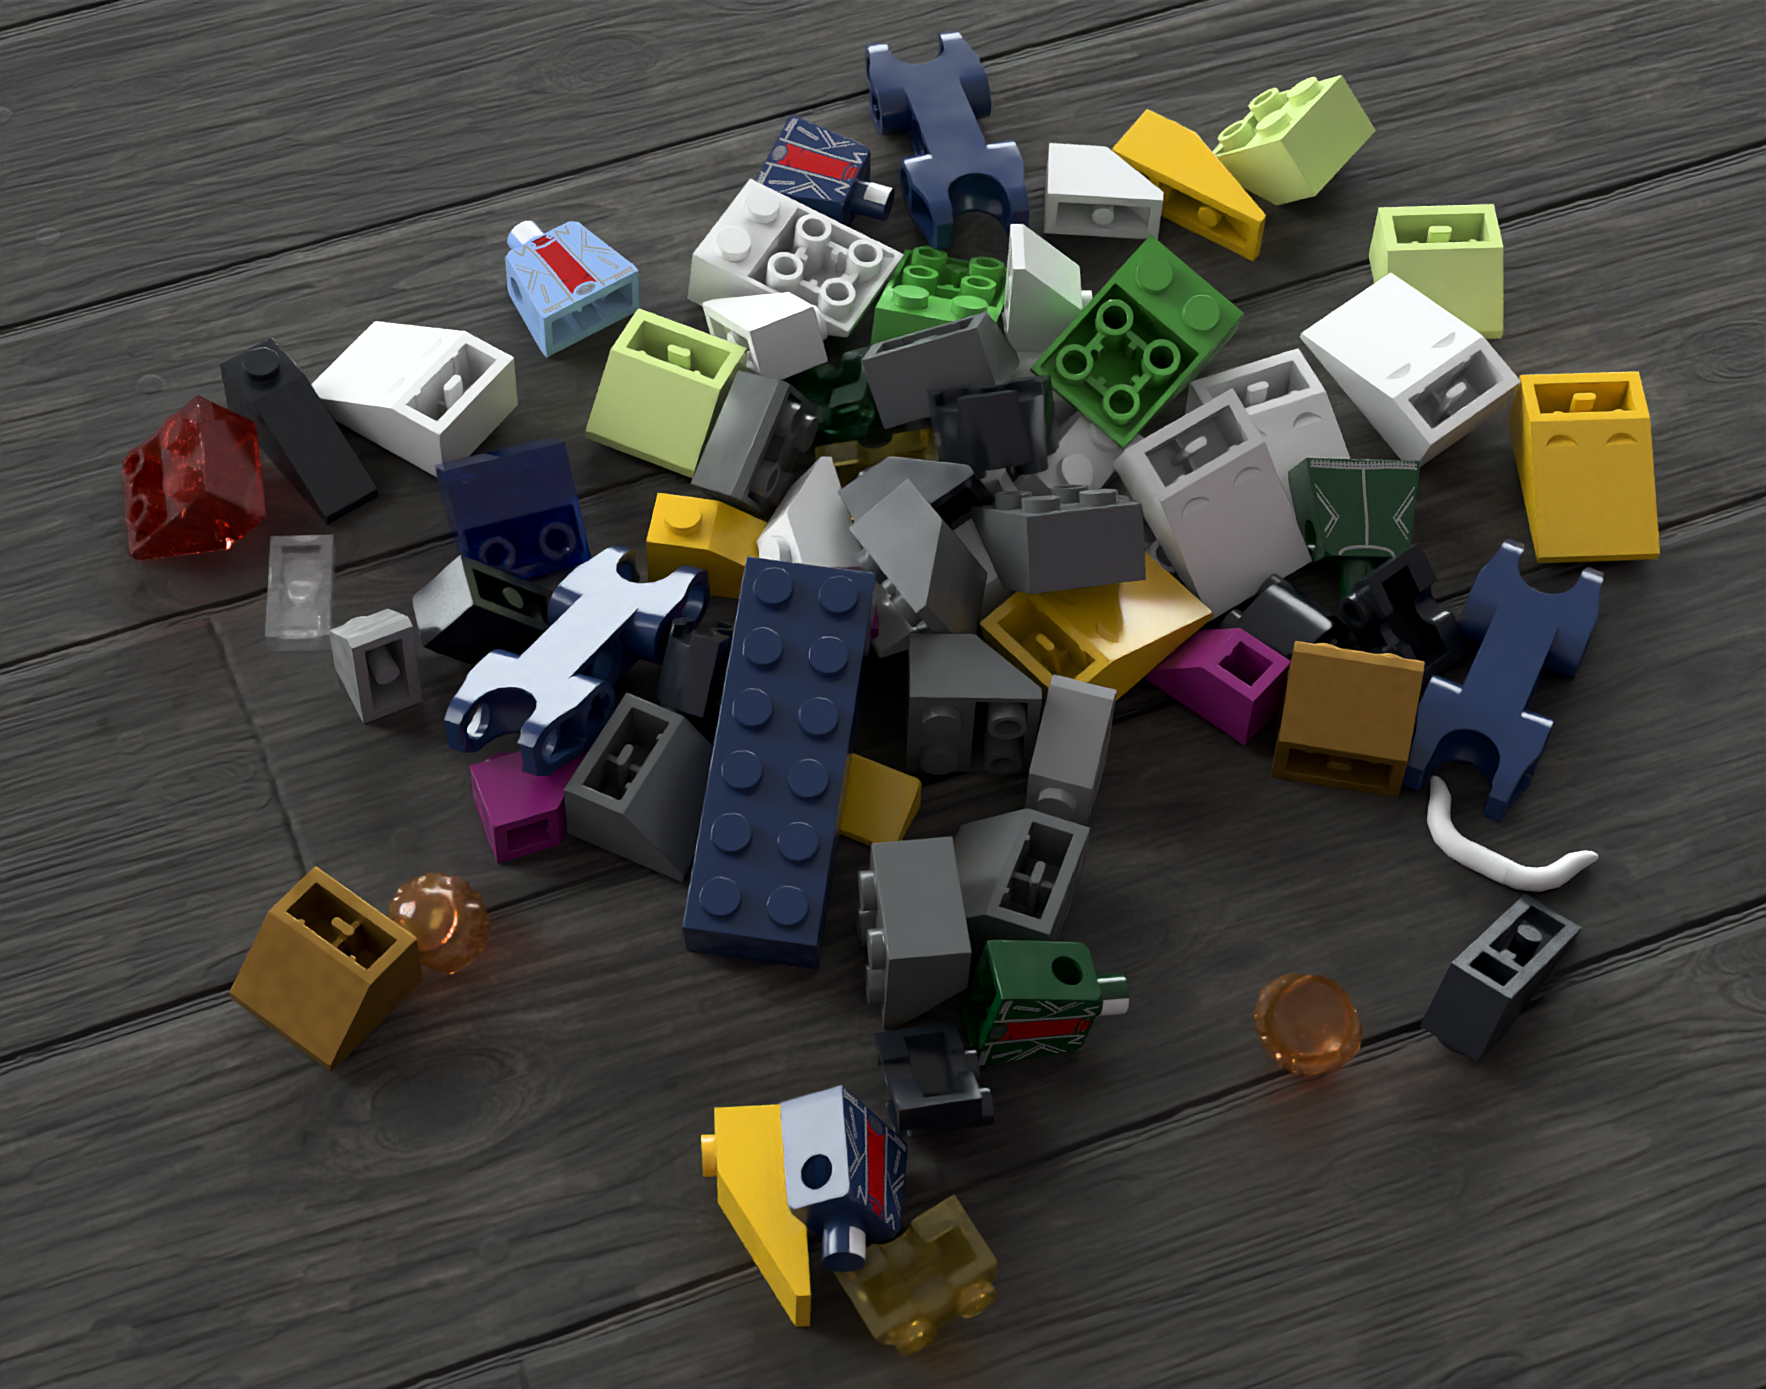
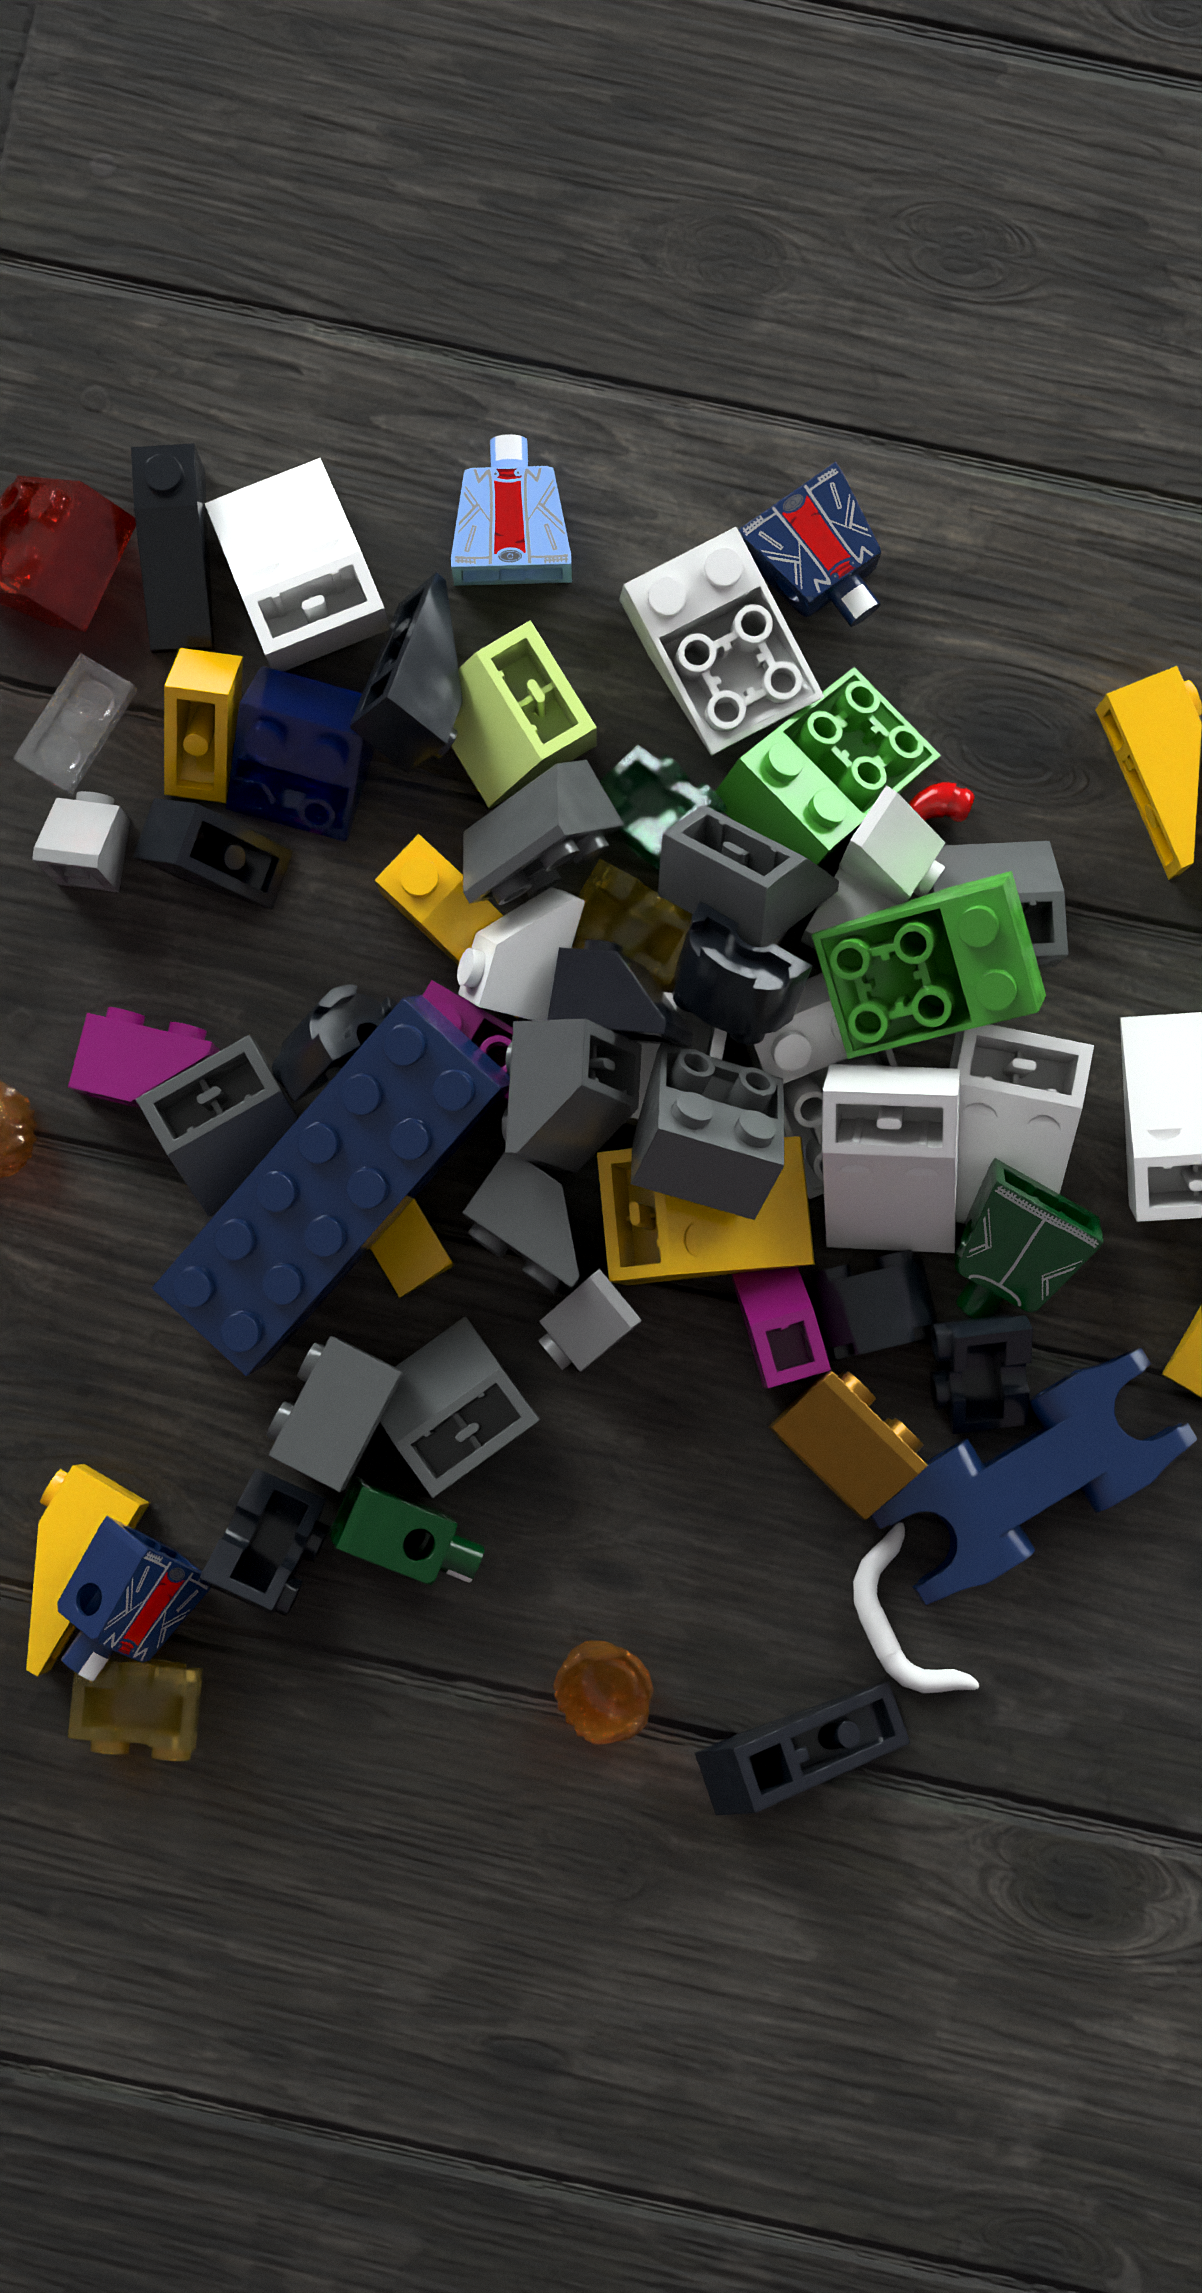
camera: 35 degrees right, 30 degrees up
(408, 528) = (201, 723): none -> yellow slope
(565, 680) = (211, 976): dark blue piece -> none
(575, 399) = (414, 682): none -> black slope
(777, 329) = (637, 714): white slope -> none
(951, 162) = (955, 617): dark blue piece -> none
(1098, 195) = (1066, 721): white slope -> none

